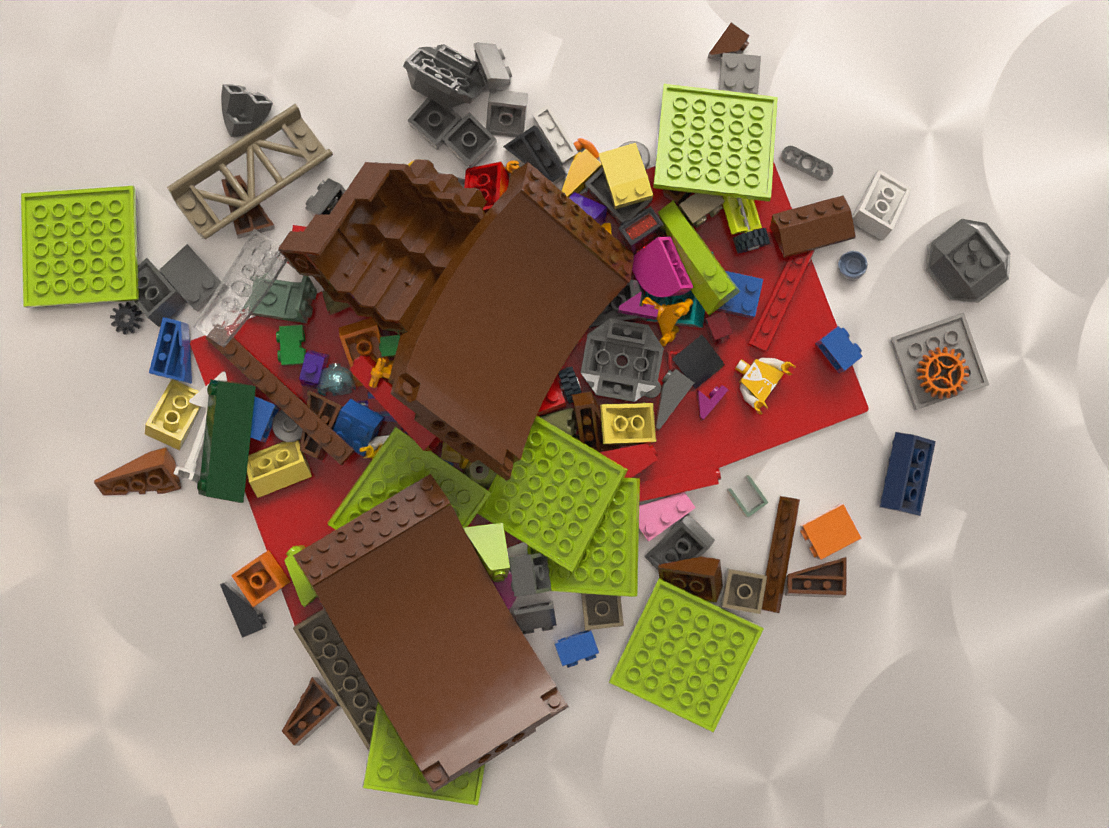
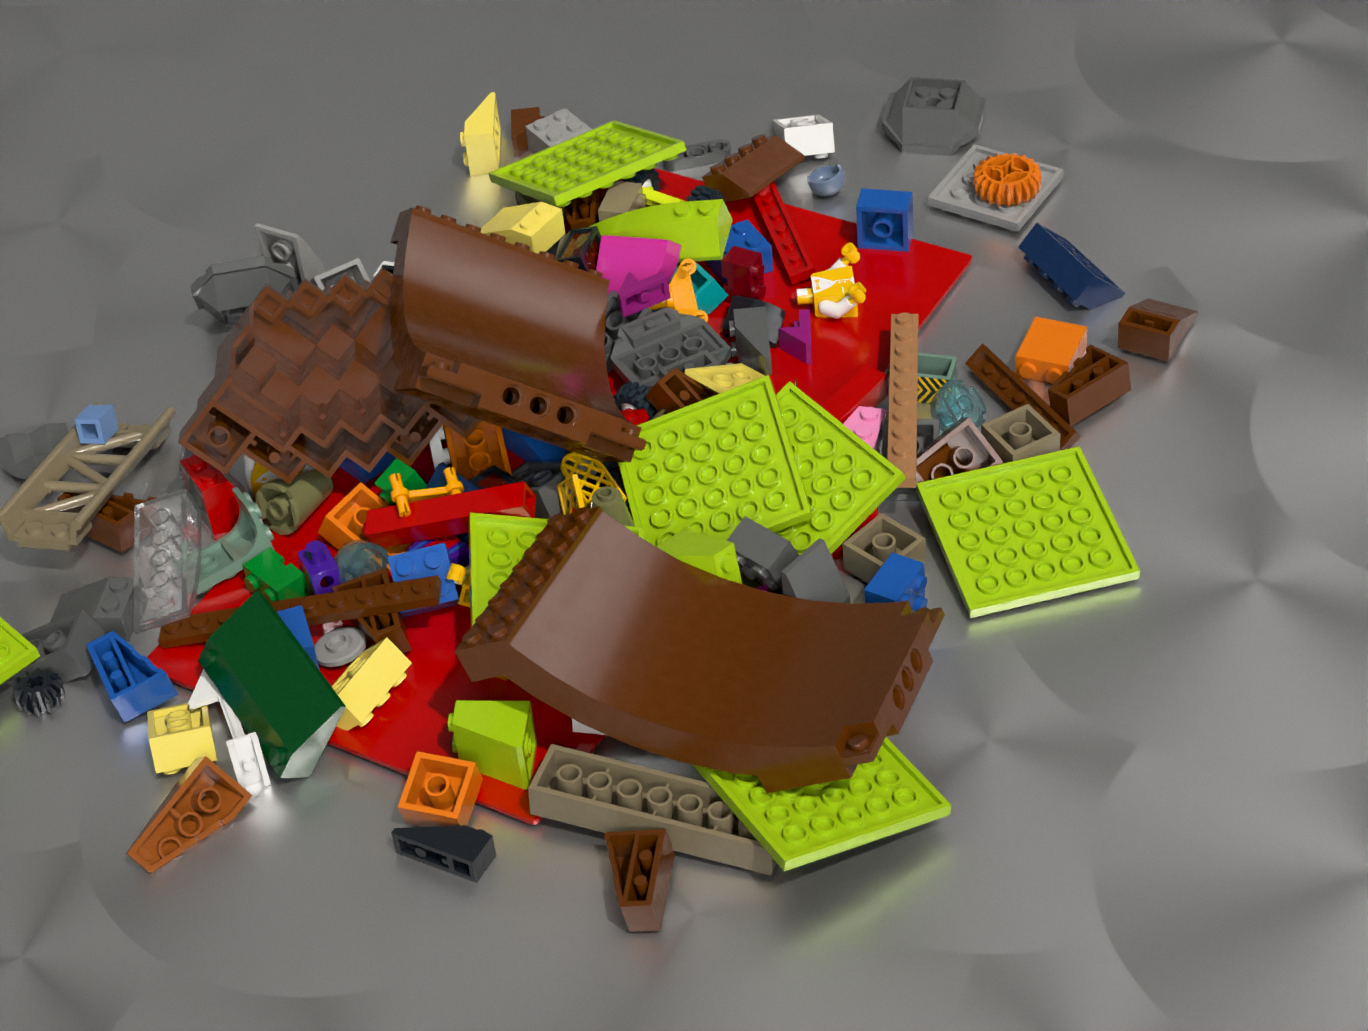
camera: 30 degrees left, 45 degrees down
(280, 133) = (96, 424): none -> medium blue brick
(692, 37) = (482, 138): none -> light yellow slope
(705, 516) = (903, 396): none -> medium nougat plate
(734, 538) = (956, 402): none -> clear light blue cylinder
(905, 564) = (1154, 328): none -> reddish brown slope

